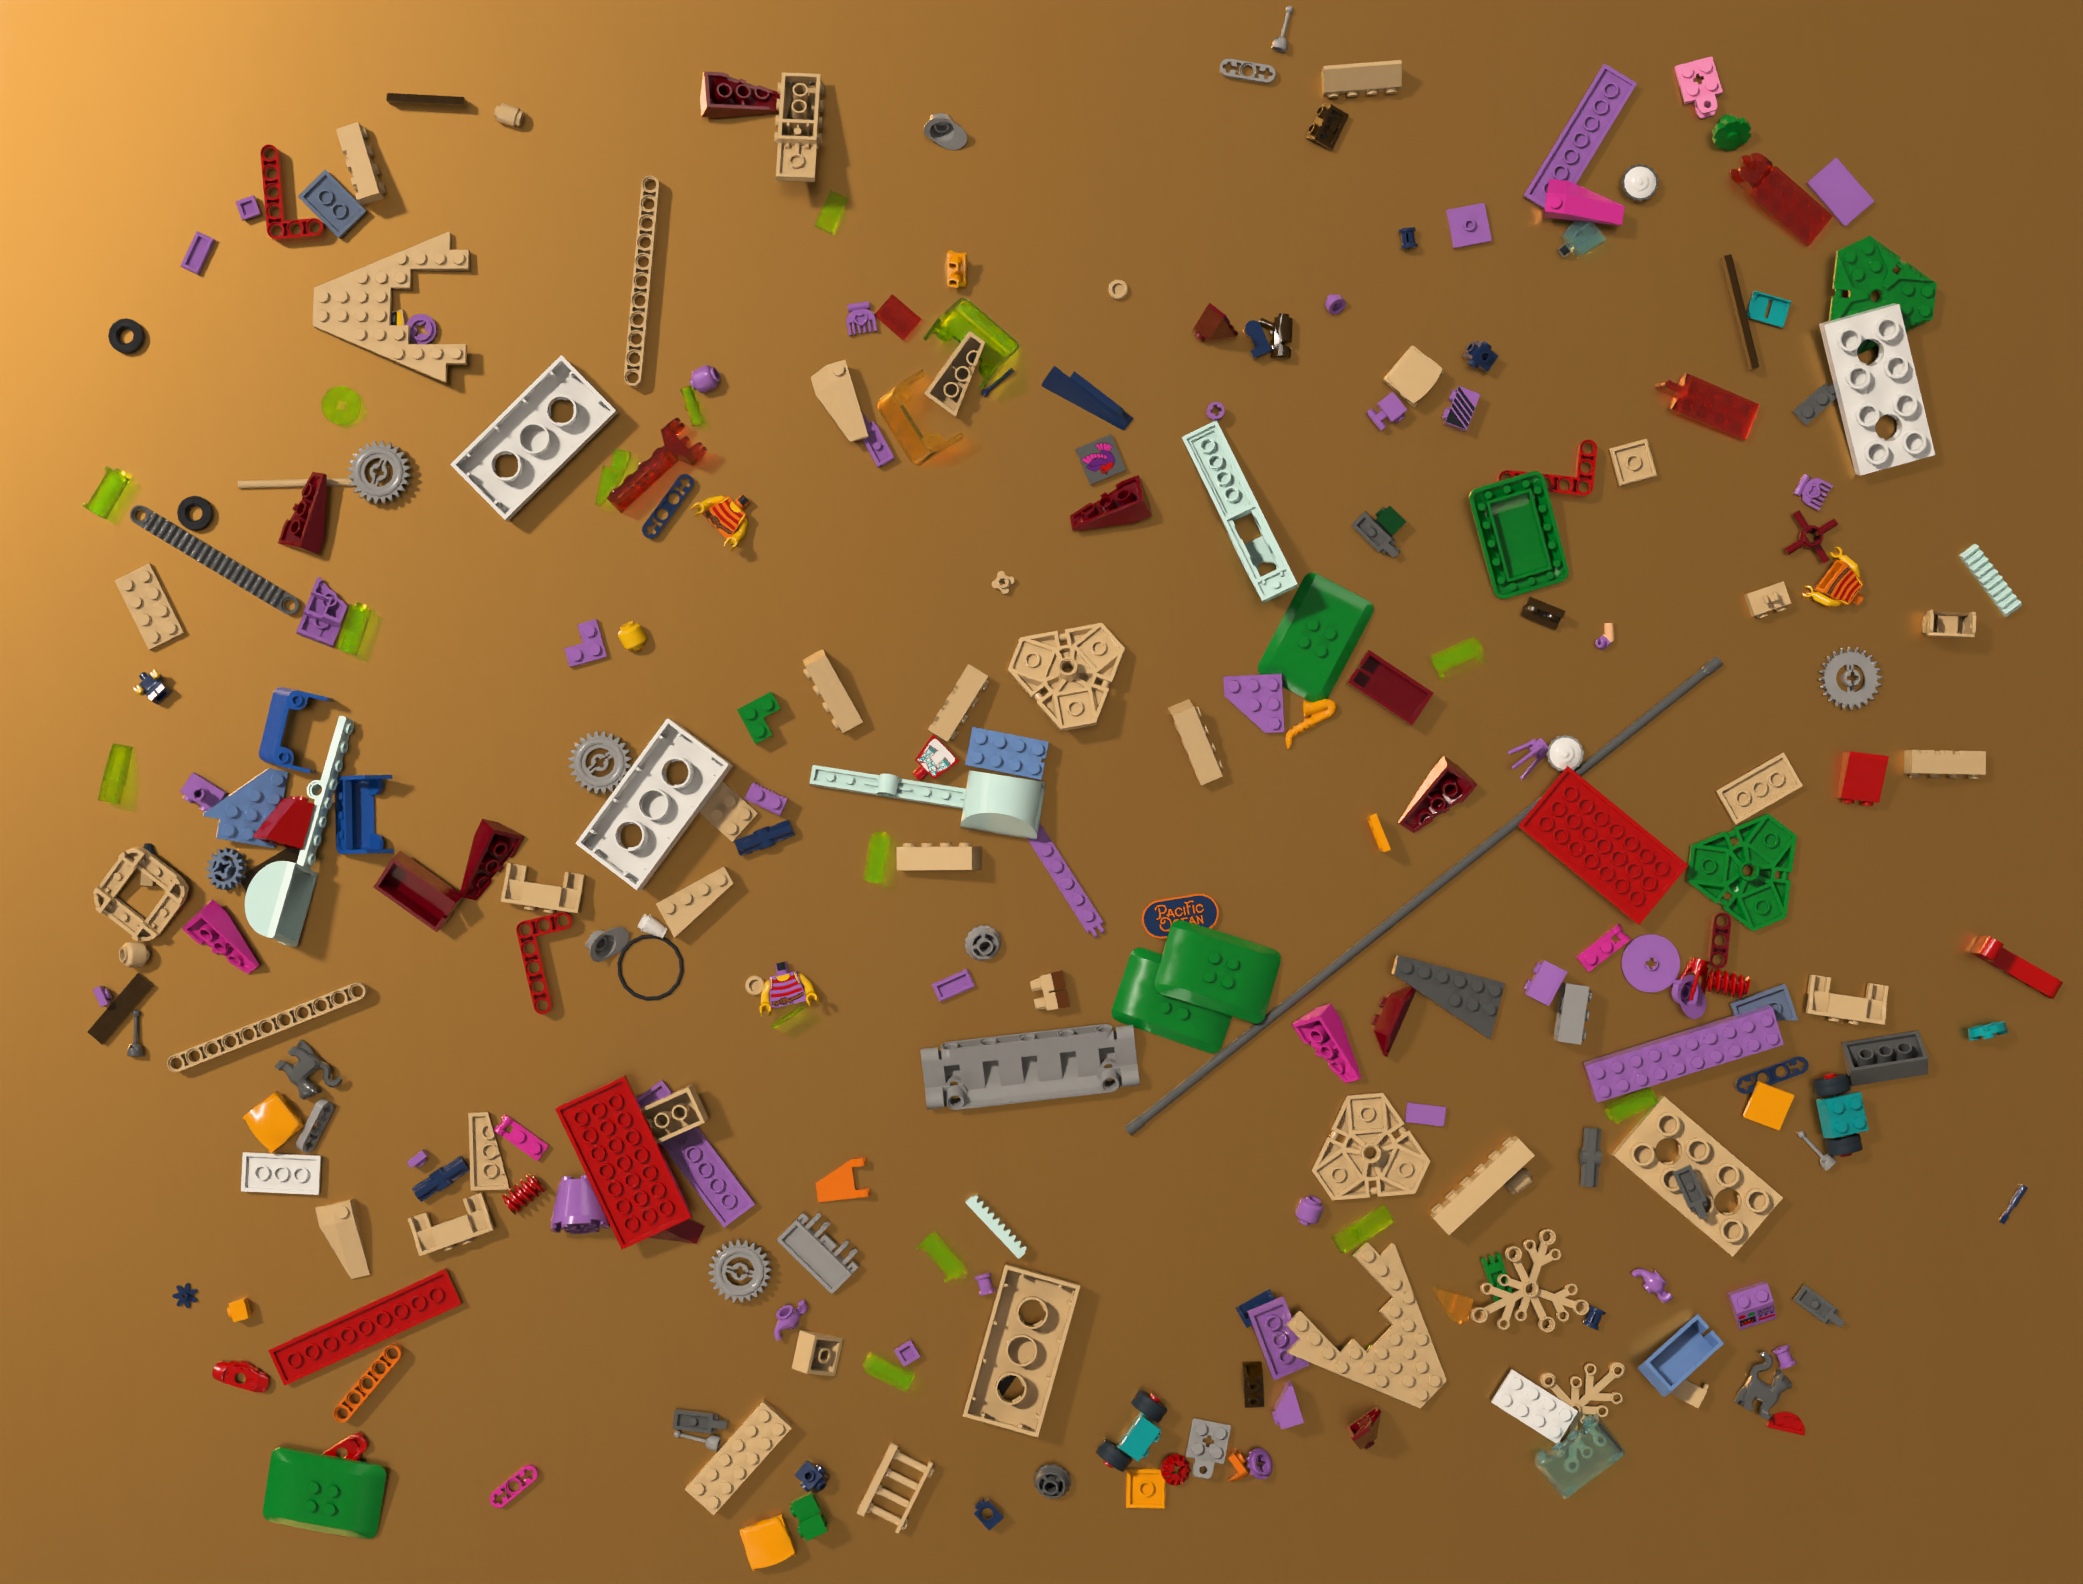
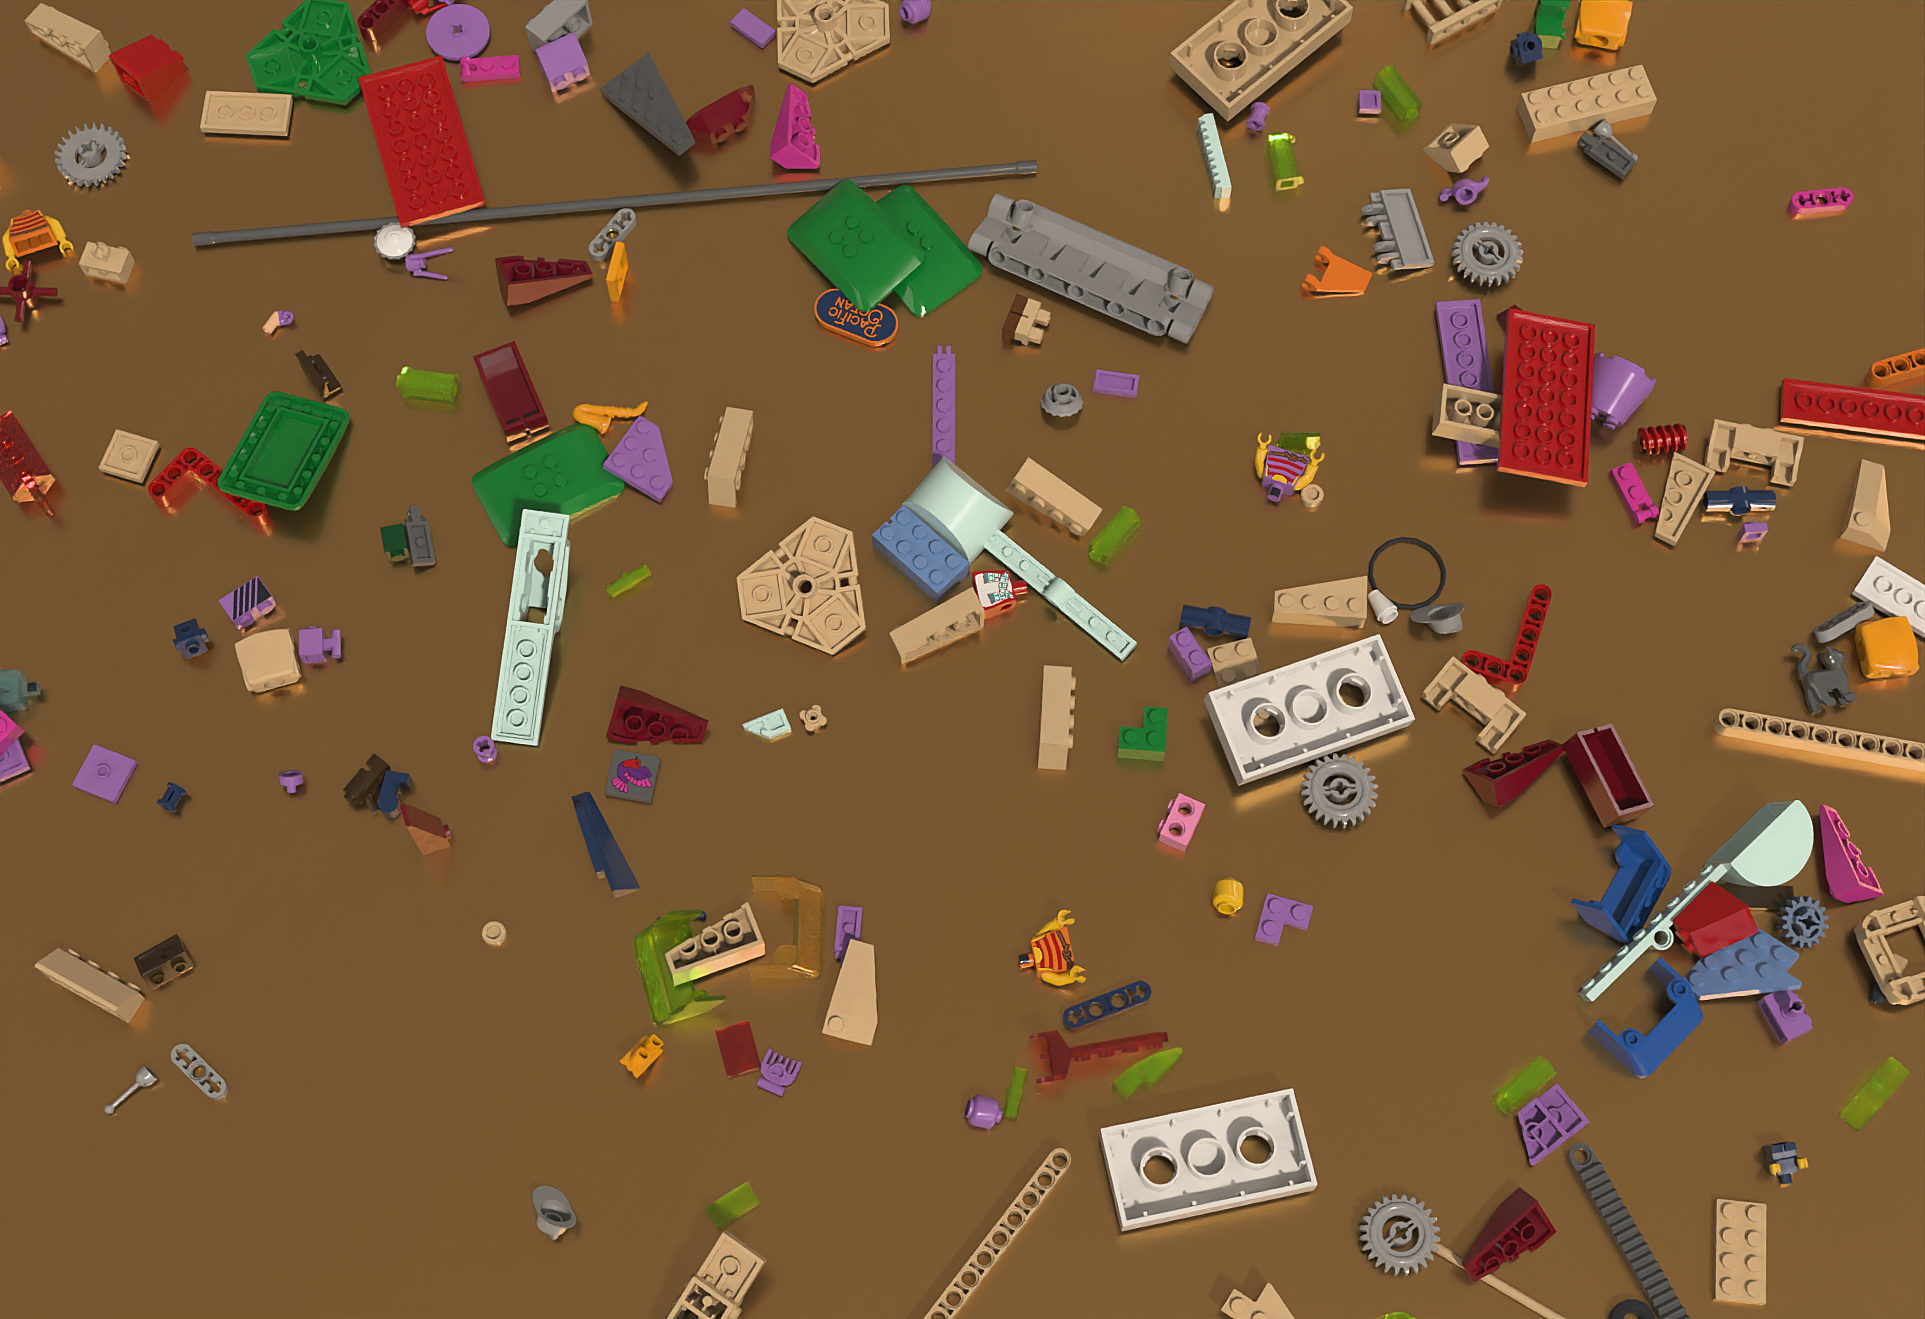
camera: 145 degrees left, 20 degrees down
(691, 670) = (1184, 823): none -> bright pink brick
(1030, 558) = (769, 725): none -> light aqua tile
(1203, 599) = (627, 580): none -> clear neon green pin
(1401, 871) = (613, 225): none -> light grey beam

